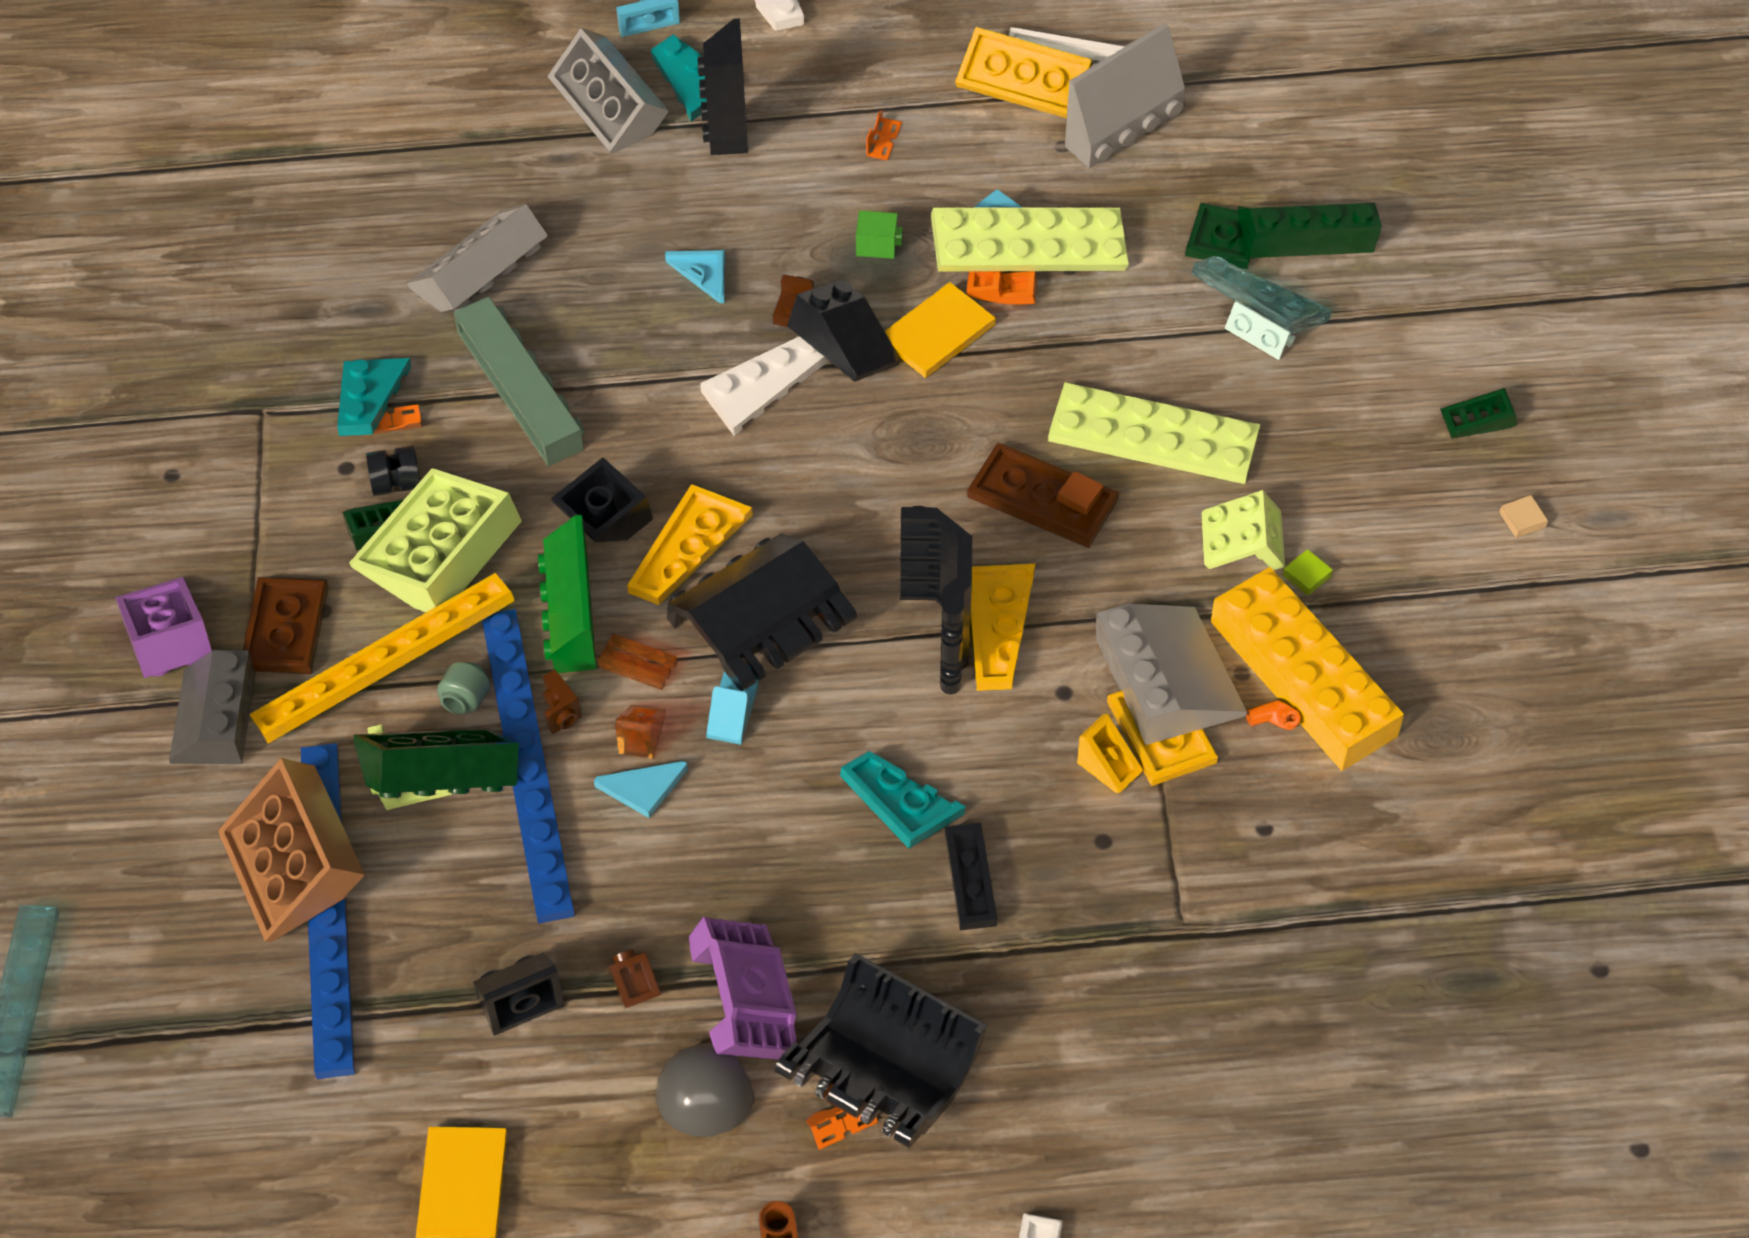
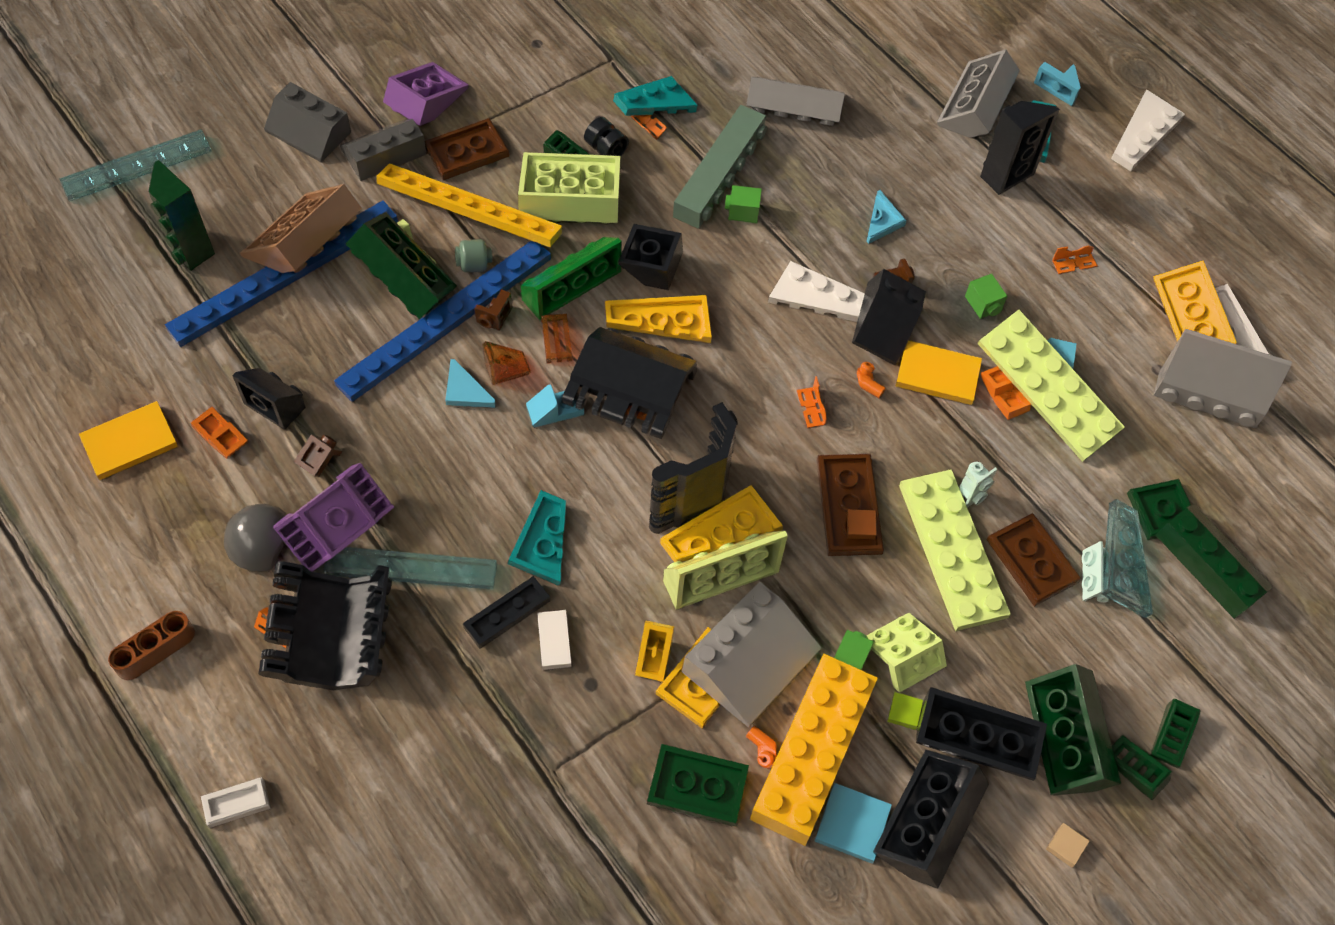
camera: 55 degrees right, 5 degrees up
(108, 777) = (307, 122): none -> dark grey slope
(188, 963) = (179, 218): none -> dark green slope
(524, 1078) = (219, 433): none -> orange slope
(591, 385) = (743, 204): none -> bright green brick
(857, 935) = (415, 567): none -> clear light blue tile
(883, 446) = (810, 405): none -> orange piece
(904, 398) = (867, 382): none -> orange arm
(1030, 848) = (554, 639): none -> white tile
(1052, 636) = (724, 568): none -> yellowish green slope
(1102, 365) = (976, 483): none -> light aqua hinge
(1209, 373) = (1033, 559): none -> reddish brown tile
(1218, 576) = (854, 649): none -> bright green brick
(1282, 793) = (698, 785): none -> dark green plate
(1377, 515) = (981, 733): none -> black slope
(1406, 676) = (853, 822): none -> medium azure tile
(1414, 445) = (1076, 738): none -> dark green slope
(1435, 606) = (932, 817): none -> black slope
(1455, 346) = (1180, 715): none -> dark green slope

